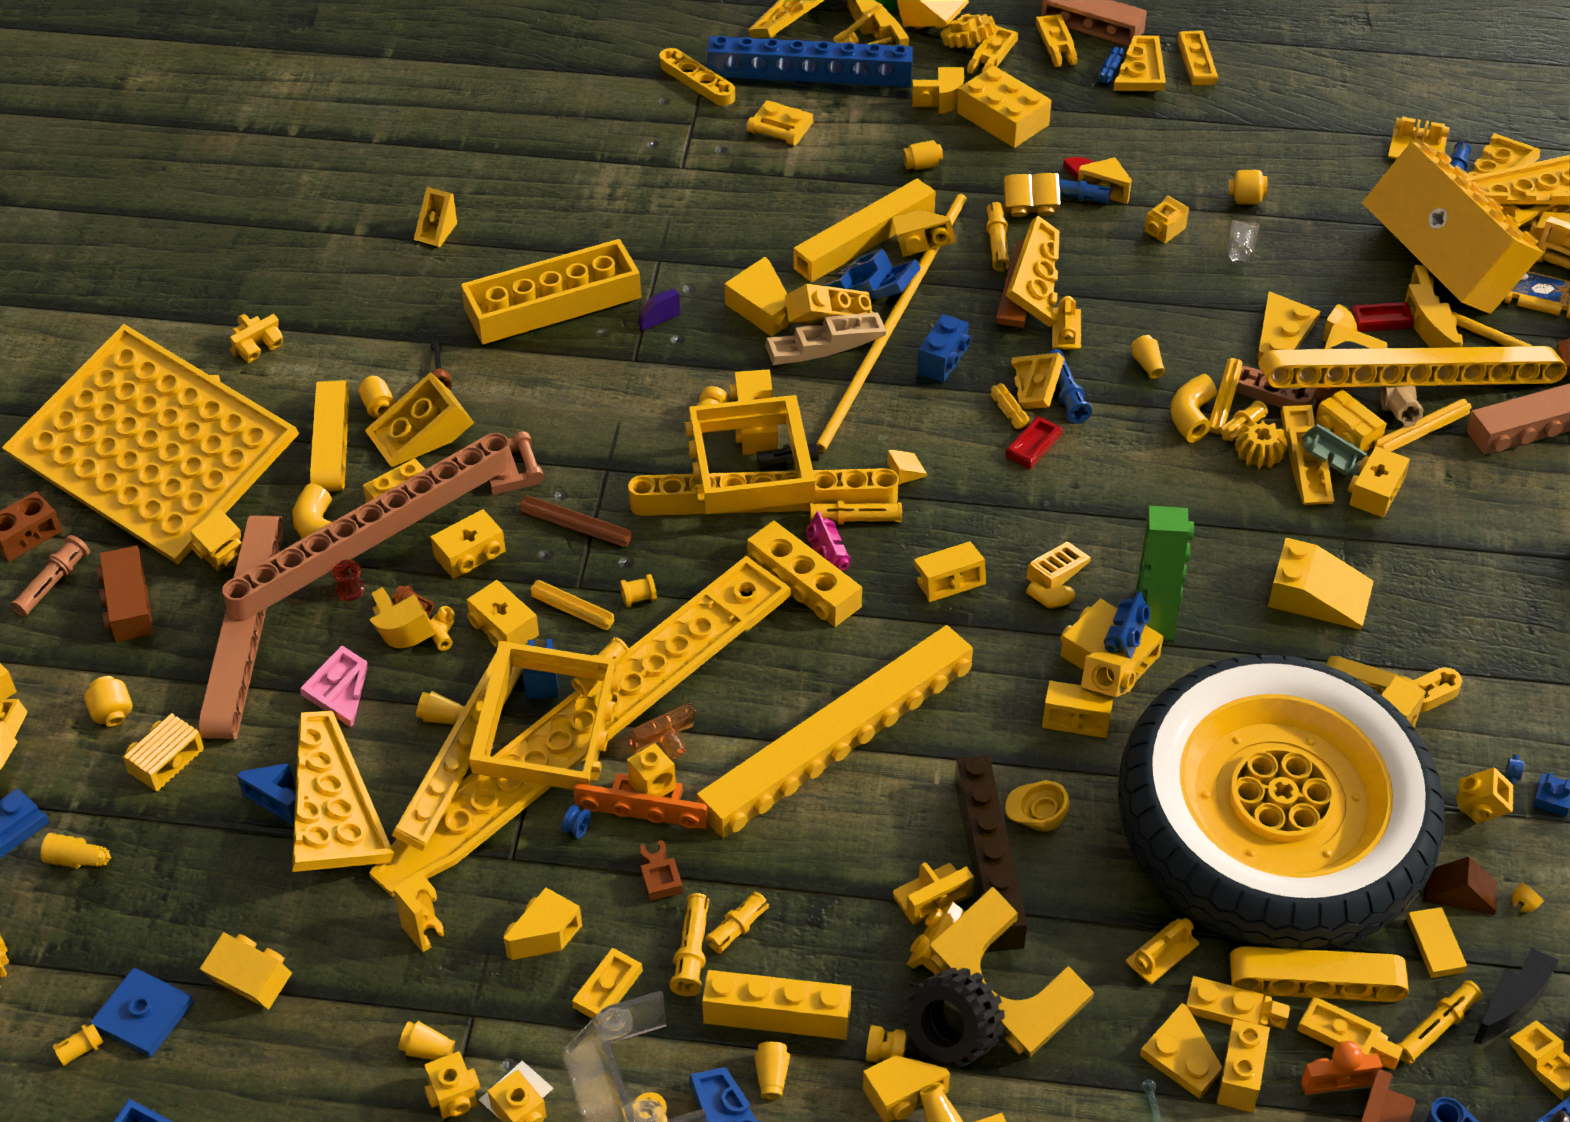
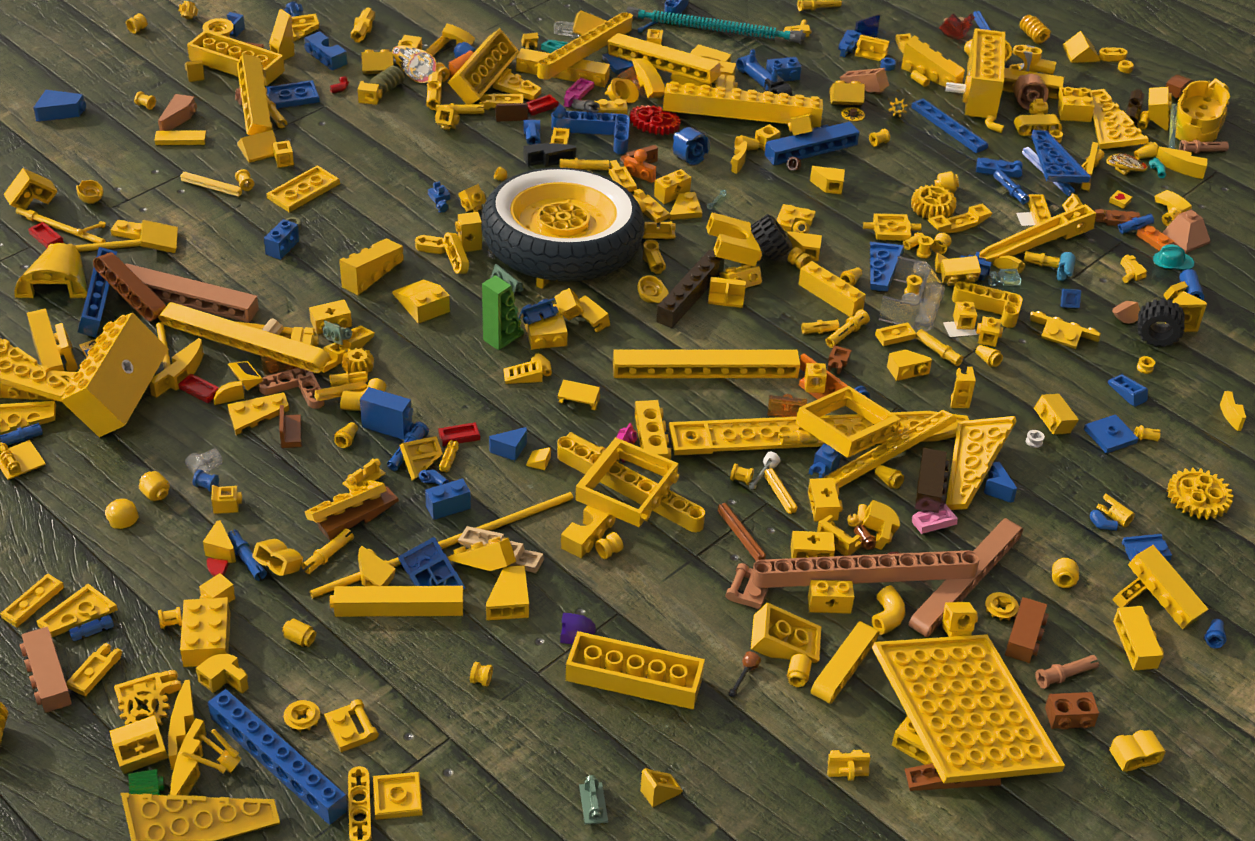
camera: 145 degrees left, 5 degrees down
(88, 826) = (1101, 522): none -> blue arm
(163, 752) = (1047, 532): yellow brick -> none
(176, 605) = (1004, 600): none -> yellow gear
(254, 917) = (1035, 443): none -> white bush
(372, 723) = (932, 480): none -> dark brown brick
(447, 580) = (843, 542): none -> yellow hinge
(488, 181) = (593, 801): none -> sand green hinge
(504, 1002) = (943, 350): none -> yellow pin
(618, 629) = (771, 460): none -> hinge
(675, 102) = (397, 795): none -> yellow tile
(706, 215) = (481, 674): none -> yellow wheel
(841, 102) = (300, 708): none -> yellow gear
(927, 44) = (180, 722): none -> yellow slope
(956, 453) = (508, 443): none -> blue slope
(995, 374) = (432, 476): none -> blue arm
(1044, 142) = (217, 588): none -> yellow brick
(1060, 100) = (170, 617): none -> yellow bush
(1117, 884) = (653, 256): none -> yellow piece
(1129, 385) = (386, 413): none -> blue brick
(1213, 225) = (205, 480): none -> blue bush
(1219, 324) = (289, 429): none -> dark orange panel
(1242, 155) = (121, 513): none -> yellow hair
(1443, 580) = (369, 265): none -> yellow wedge

